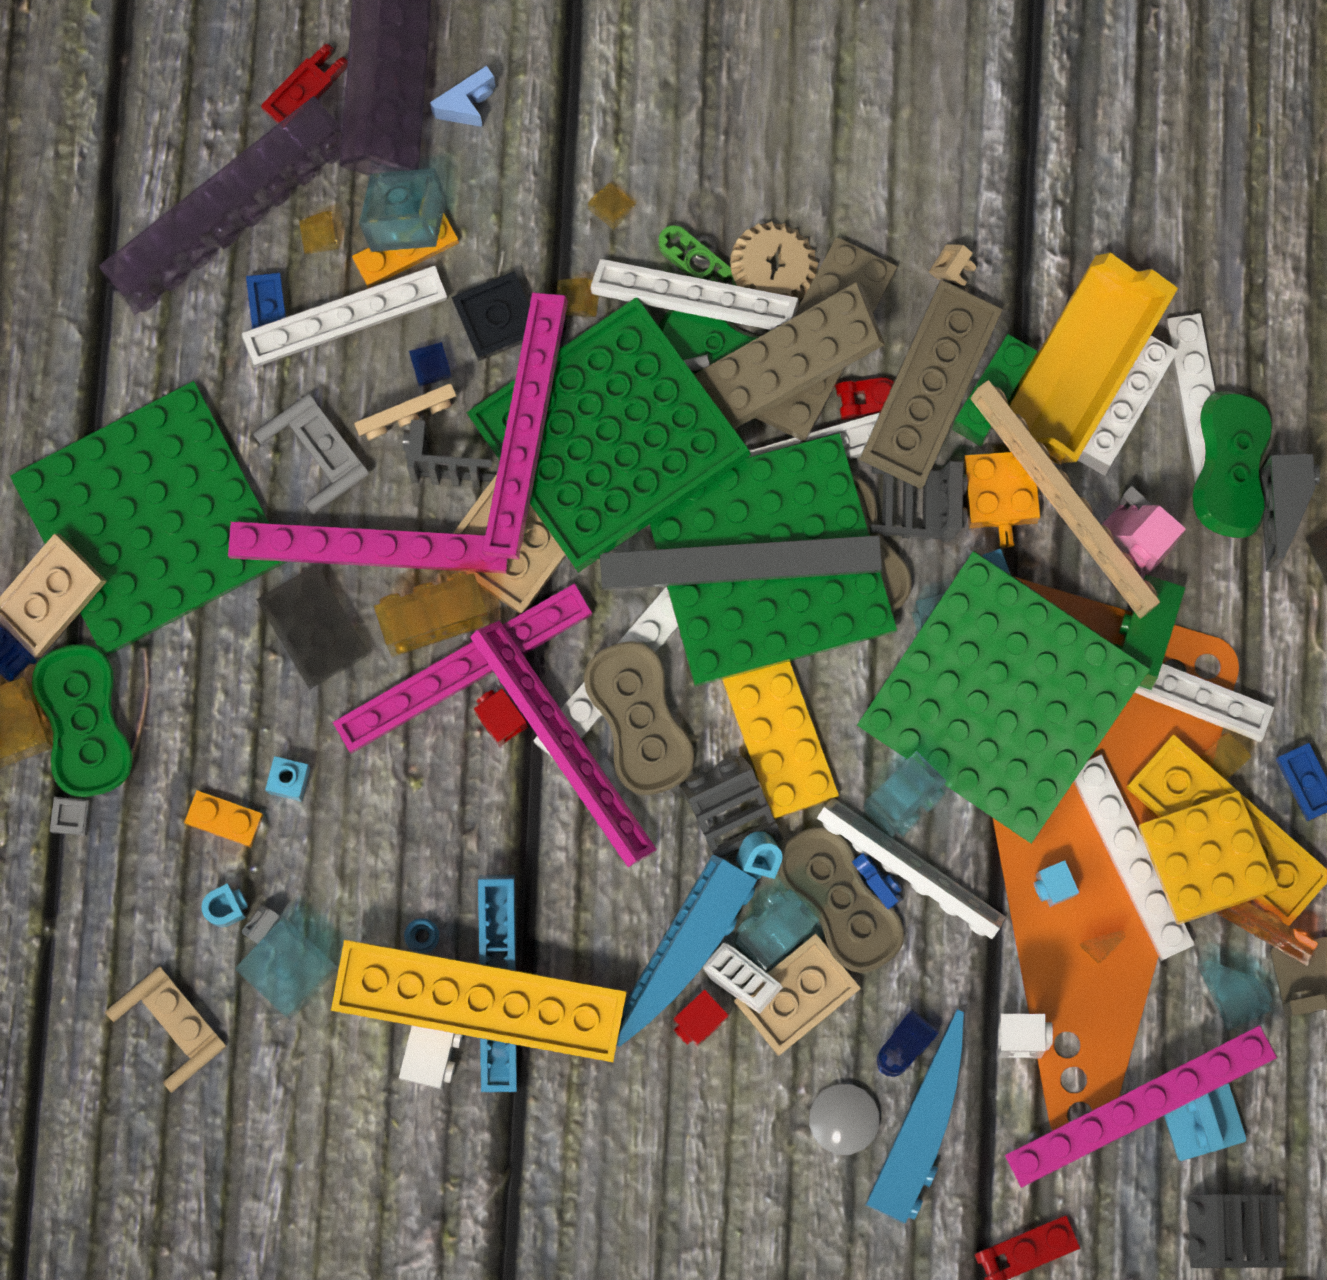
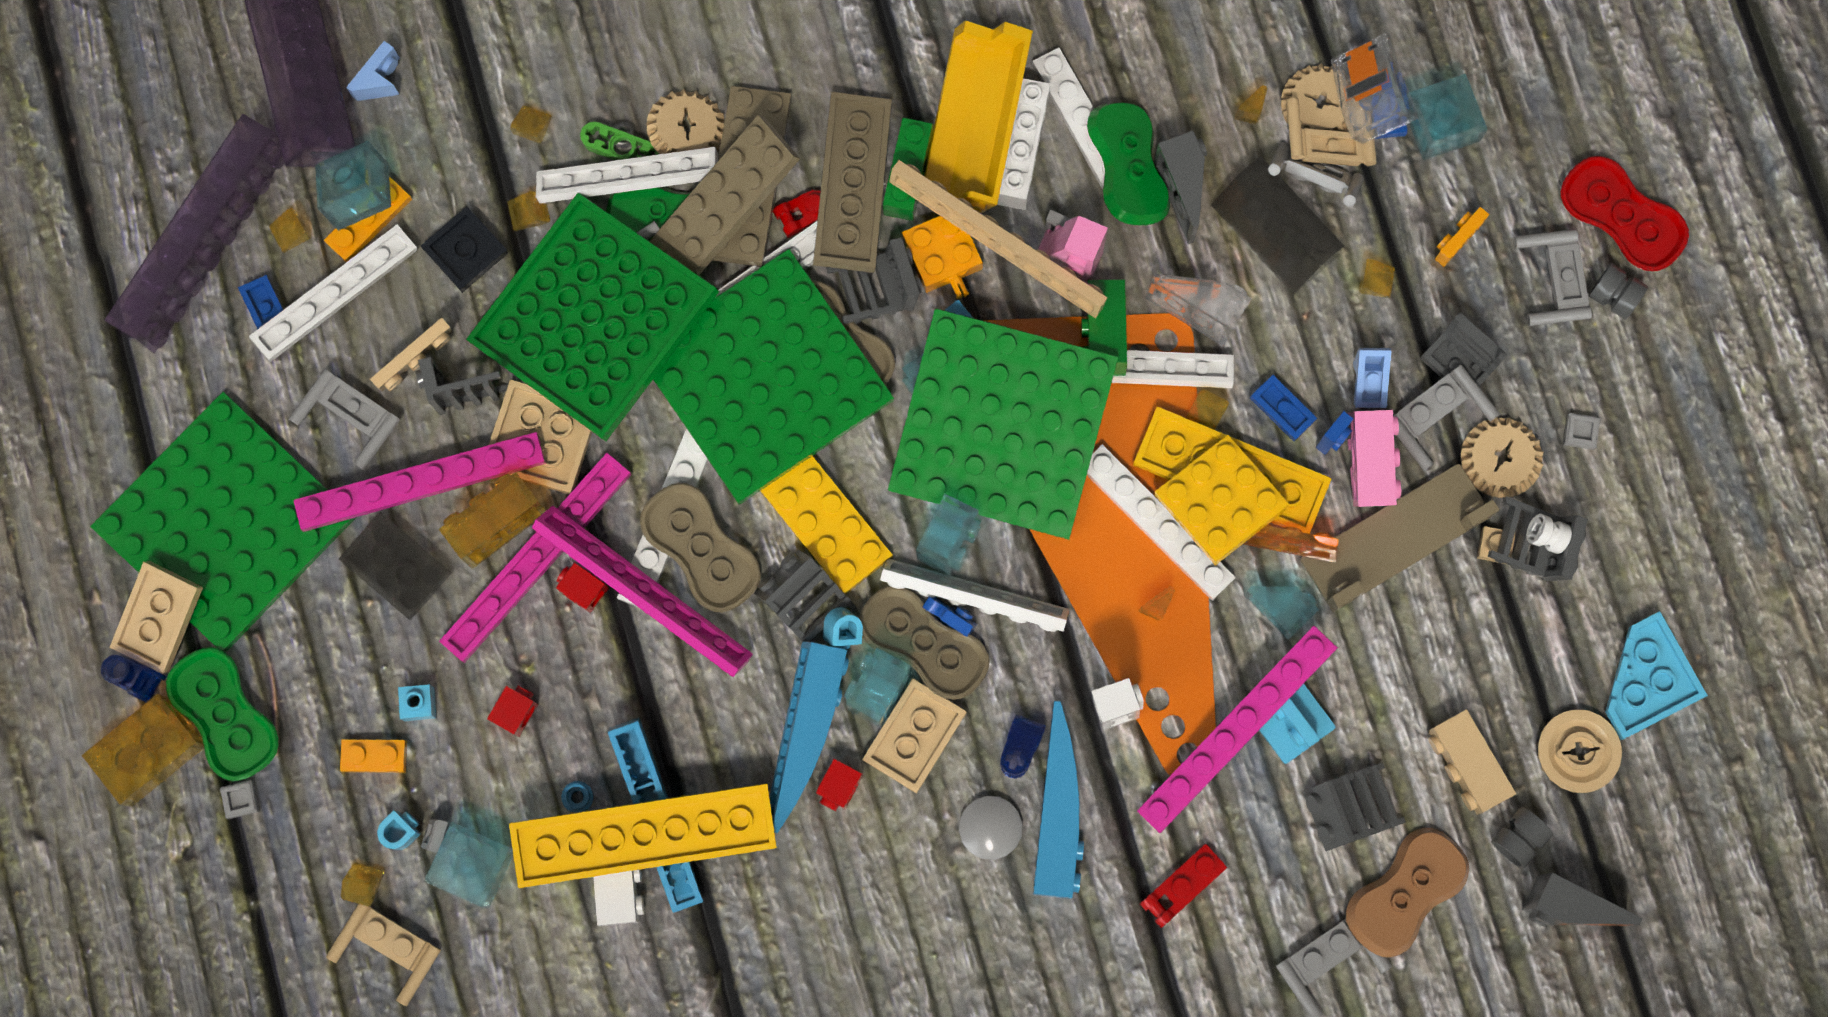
camera: 15 degrees left, 0 degrees up
(167, 948) = (361, 884): none -> clear yellow slope
(304, 84) = (232, 106): red hinge -> none
(386, 821) = (513, 710): none -> red brick
(430, 364) = (421, 309): clear blue plate -> none
(525, 426) = (519, 333): dark pink plate -> none
(723, 966) = (844, 731): white slope -> none
(740, 562) = (741, 386): dark grey tile -> none
(951, 262) = (835, 76): tan tile -> none
(1055, 884) = (1101, 566): medium azure plate -> none
(1260, 643) = (1203, 304): none -> clear slope

